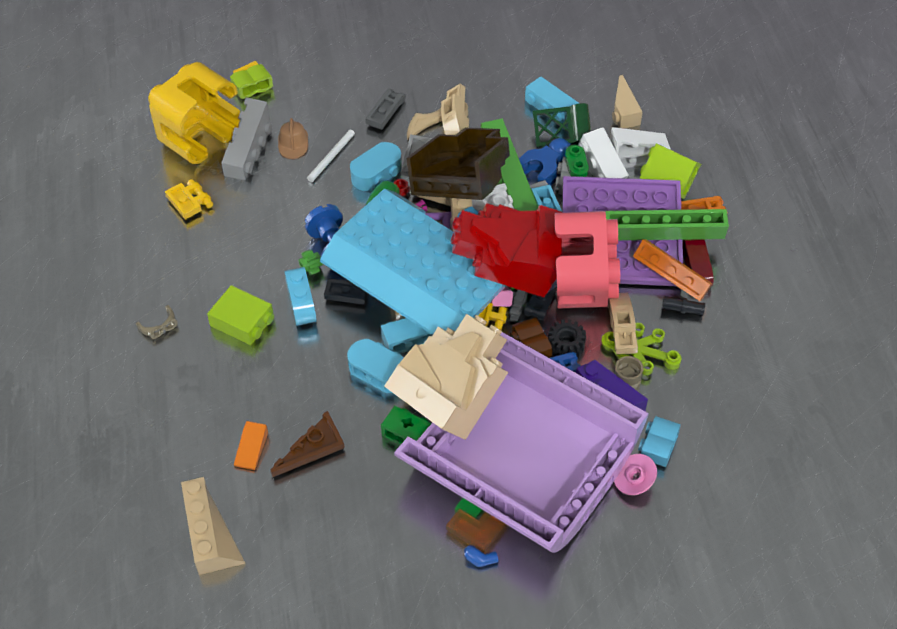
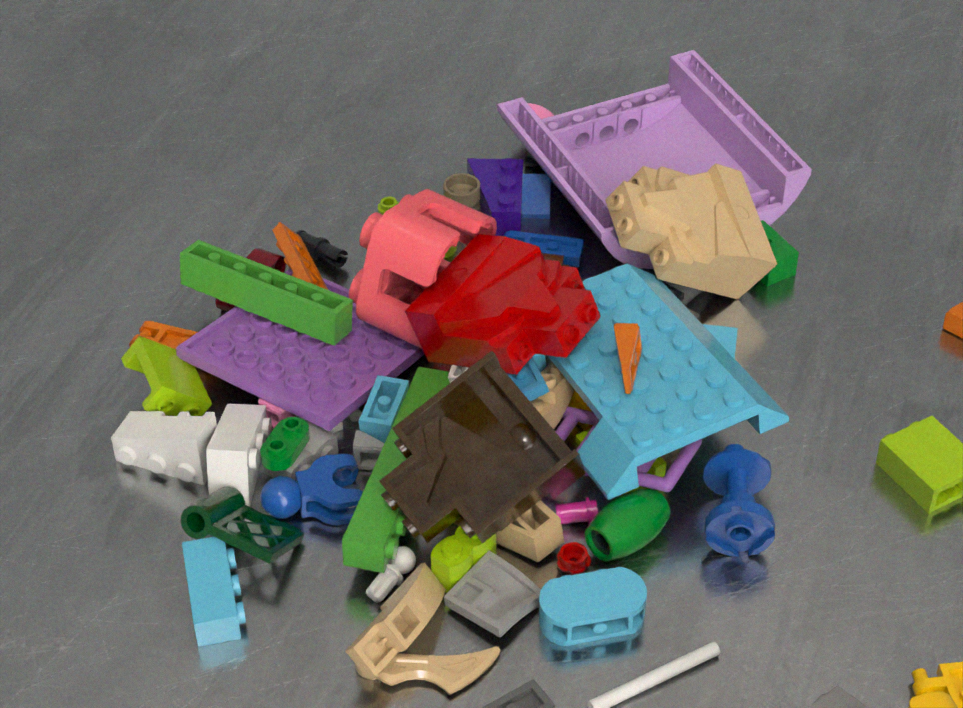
camera: 150 degrees left, 10 degrees down
(300, 296) = (829, 442): medium azure brick -> none
(310, 261) = (788, 491): bright green gear -> none
(316, 443) = (884, 285): reddish brown wing -> none
(344, 291) = (769, 444): black plate -> none
(372, 362) = (764, 329): medium azure brick -> none
(421, 230) = (629, 351): none -> orange slope
(627, 110) = (105, 532): tan slope -> none
(660, 440) = (483, 141): medium azure brick -> none

